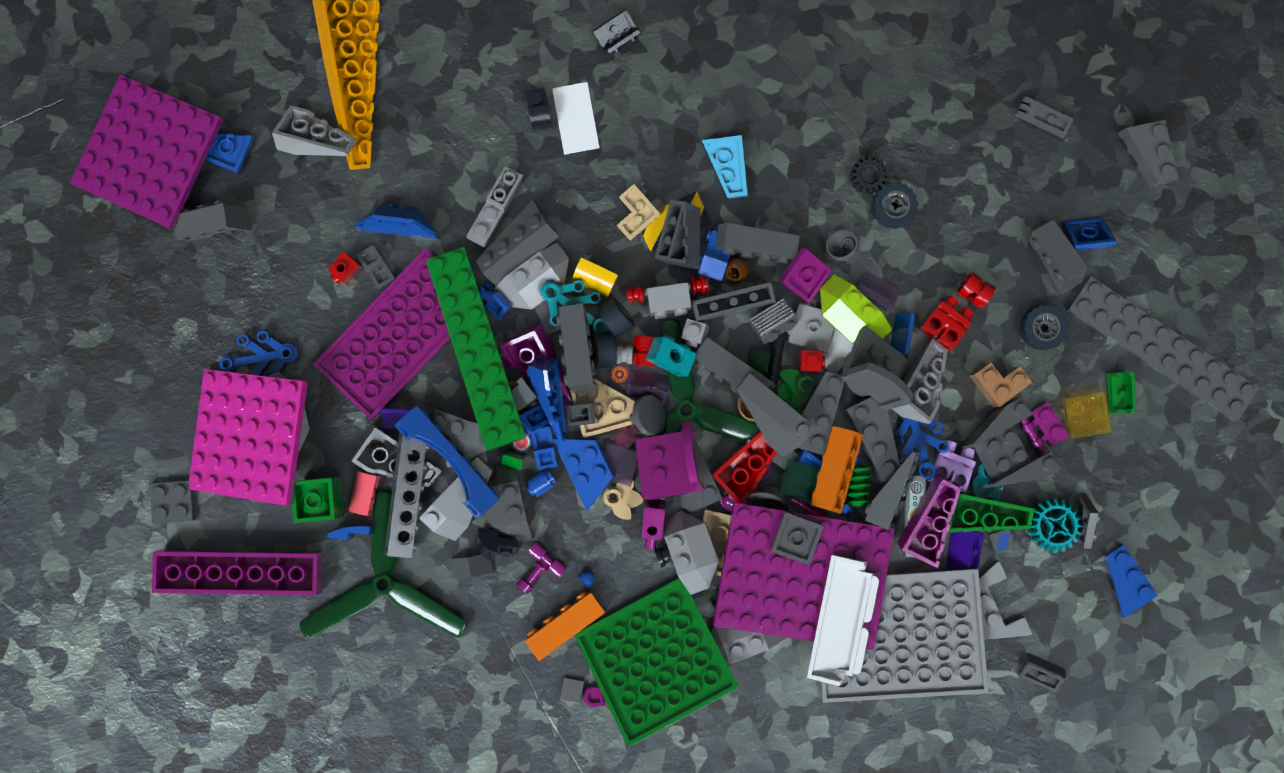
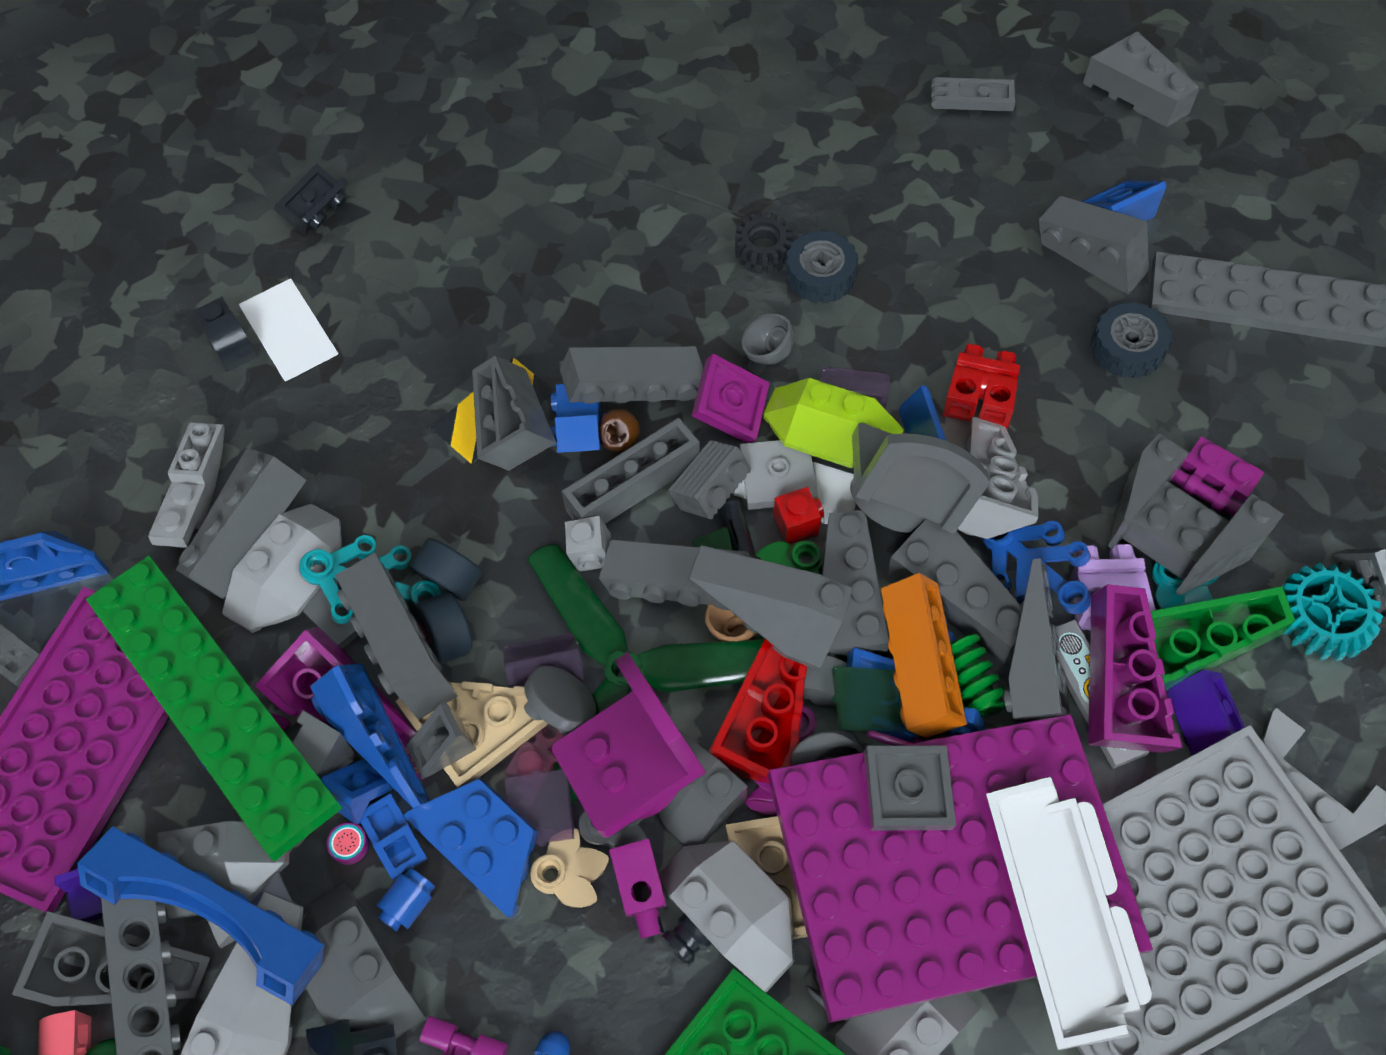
camera: 20 degrees left, 25 degrees down
(496, 302) = (232, 626): blue plate -> none
(513, 458) = (338, 877): green slope -> none
(595, 277) = (391, 525): yellow brick -> none
(619, 374) = (486, 662): clear pink tile -> none
(624, 353) = (482, 623): light grey wheel -> none
(641, 214) = (434, 414): tan plate -> none
(642, 345) = (516, 603): red wheel -> none
(660, 355) = (560, 587): teal brick -> none
(668, 298) = (521, 504): light grey brick -> none
(729, 164) = (547, 301): medium azure wing -> none
(976, 290) = (1014, 326): red wheel -> none
(999, 388) = (1109, 442): medium nougat brick -> none
(1001, 541) = (1258, 675): dark grey tile -> none
(1086, 415) = (1271, 433): clear yellow plate -> none
(1121, 392) = (1302, 381): green hinge -> none

